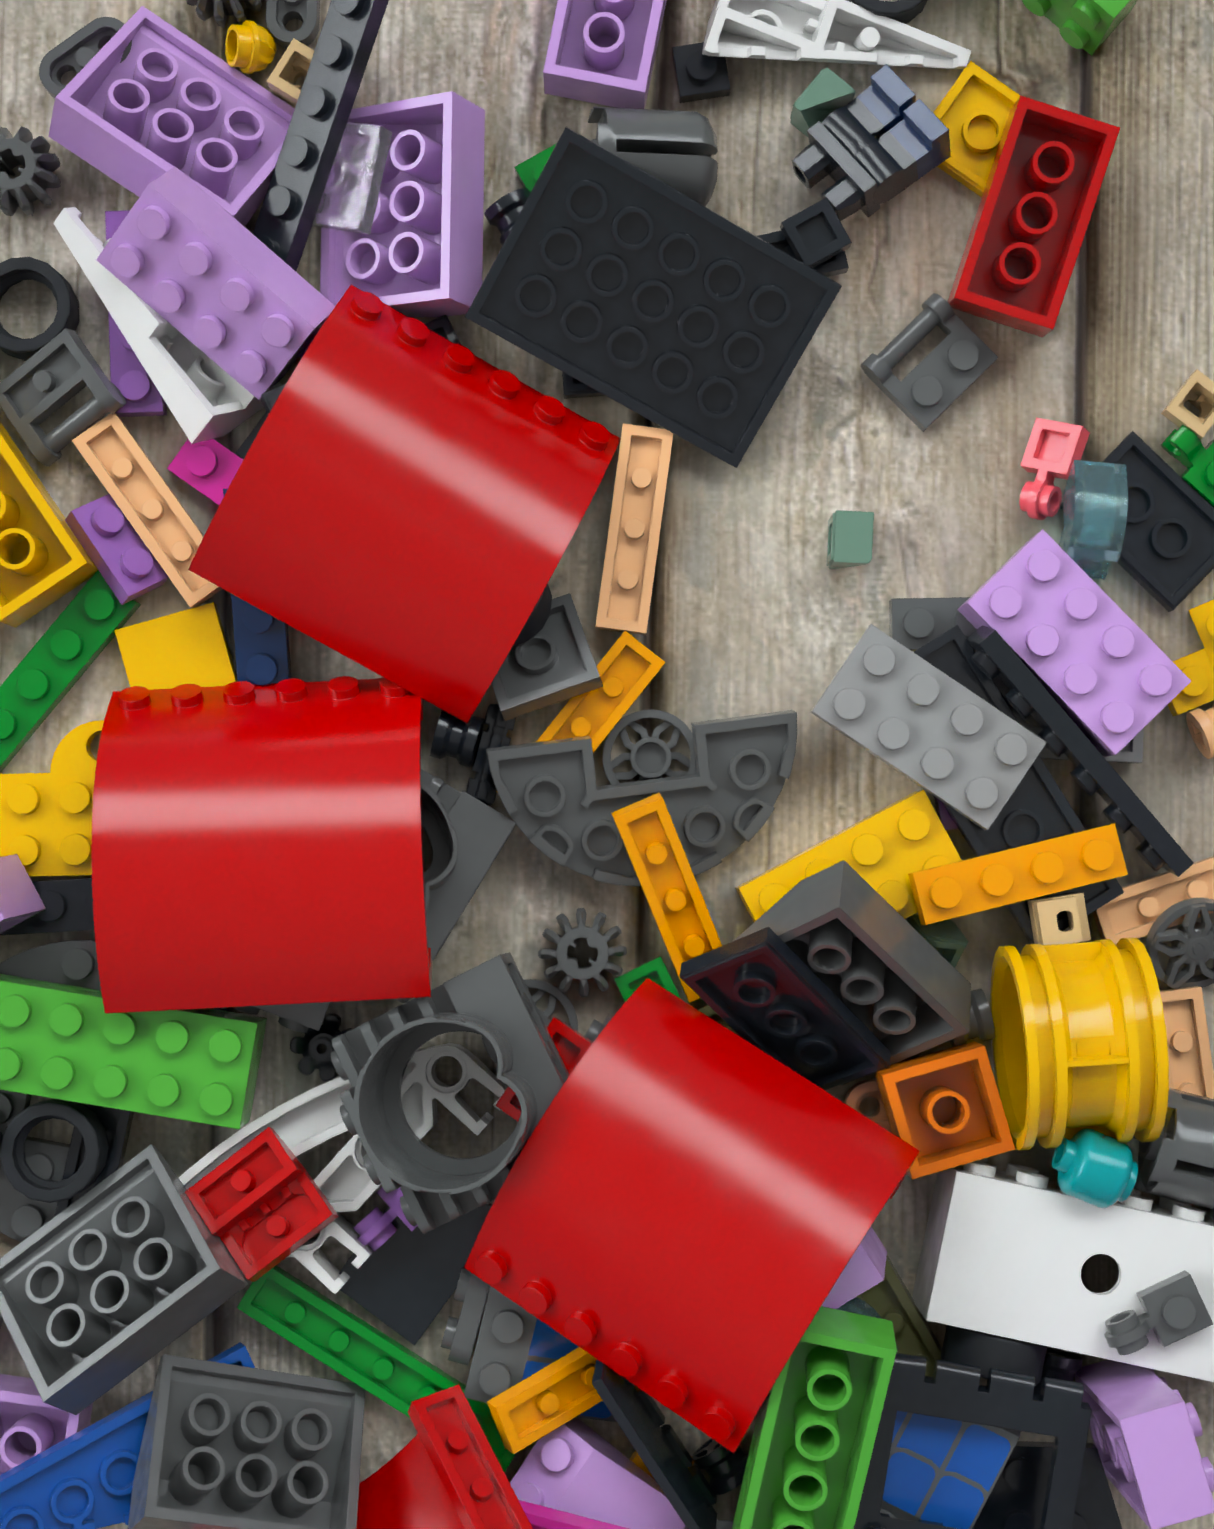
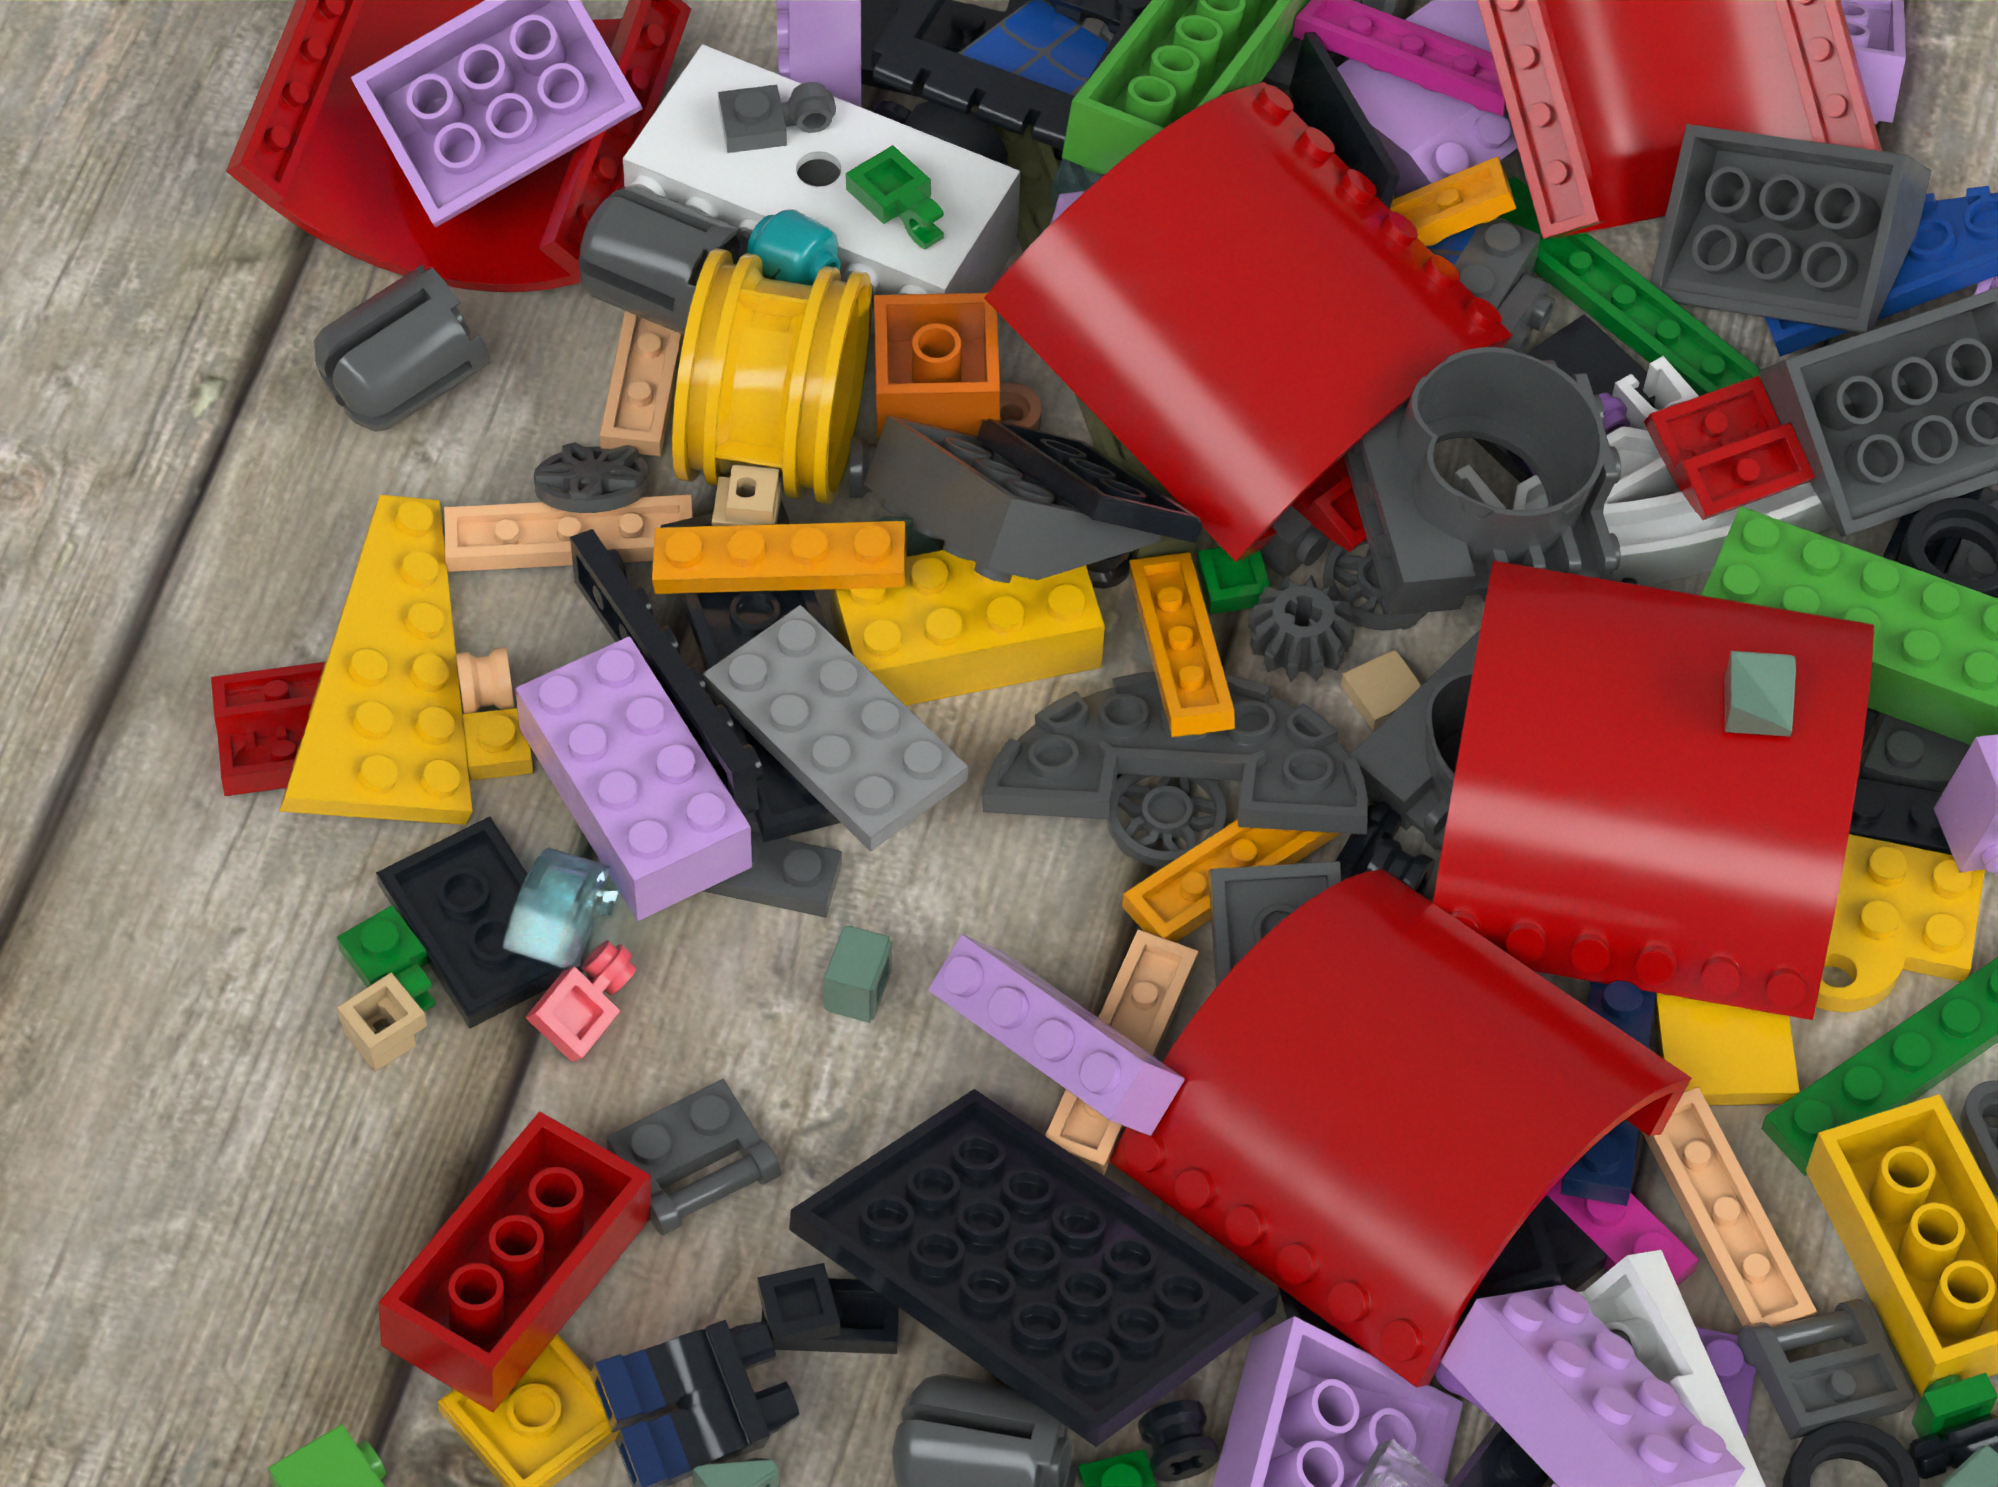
camera: 165 degrees left, 30 degrees down
(116, 549) = (1782, 1178): medium lavender plate -> none
(180, 880) = (1759, 693): none -> sand green slope
(504, 919) = (1379, 687): none -> tan tile
(684, 499) = (1056, 1035): none -> lavender brick
(1028, 1255) = (896, 187): none -> green plate

